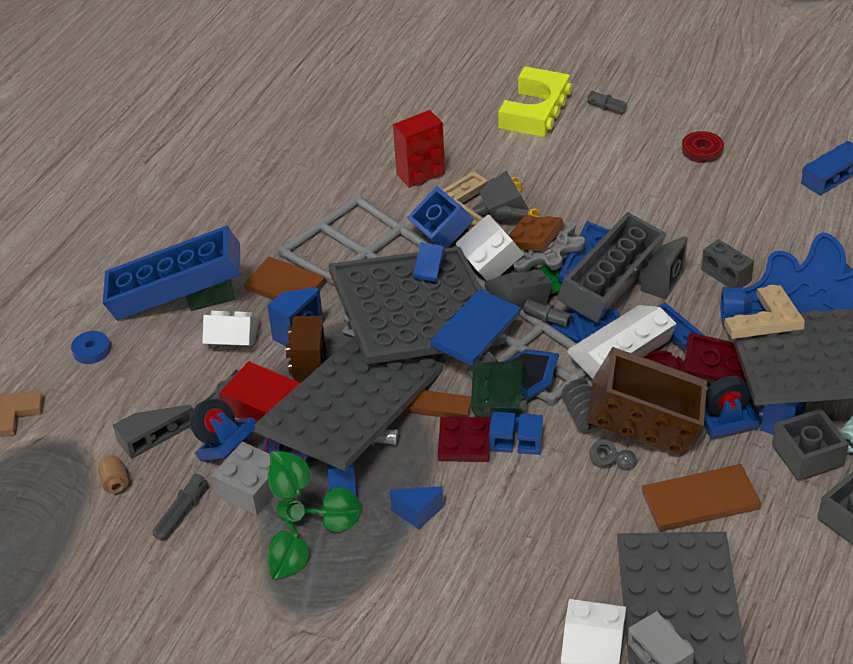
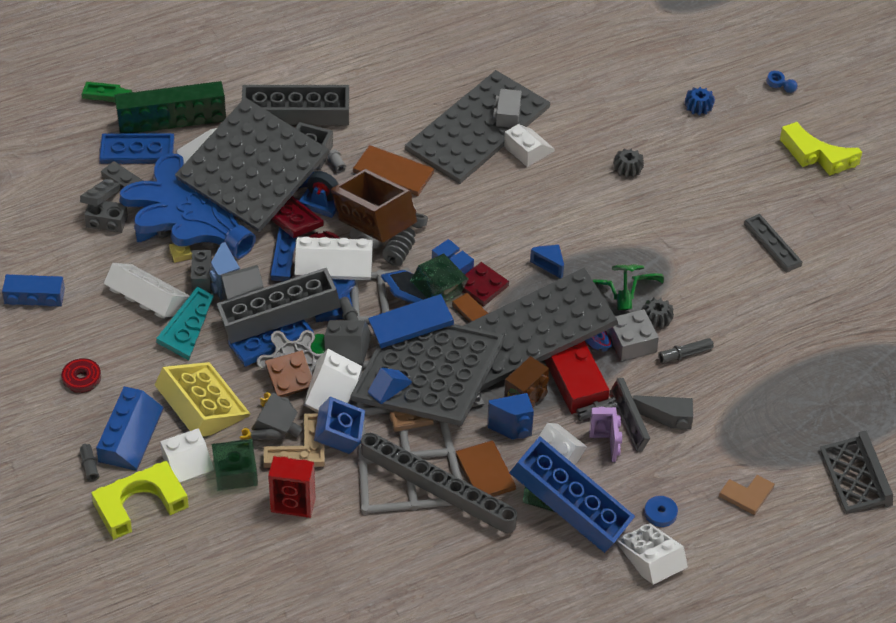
camera: 145 degrees left, 5 degrees up
(69, 304) = (653, 553): none -> white slope
(112, 474) = (712, 395): medium nougat brick -> none
(170, 392) = (630, 414): none -> dark grey tile
(195, 365) = (606, 424): none -> lavender bracket
(216, 426) = (628, 363): plate -> none
(243, 523) = (659, 312): none -> dark grey gear
(322, 232) = (439, 482): none -> dark grey beam
(491, 152) = (234, 464): none -> clear green brick
(540, 143) = (187, 456): none -> white slope
(585, 181) = (200, 397): none -> light yellow slope
(608, 132) = (129, 429): none -> blue slope
(676, 219) = (185, 326): none -> teal wing
(701, 267) = (222, 263): none -> medium blue slope
(752, 225) = (145, 289): none -> white slope
(768, 460) = (335, 159): none -> light grey pin
(779, 316) = (240, 191): tan plate -> none

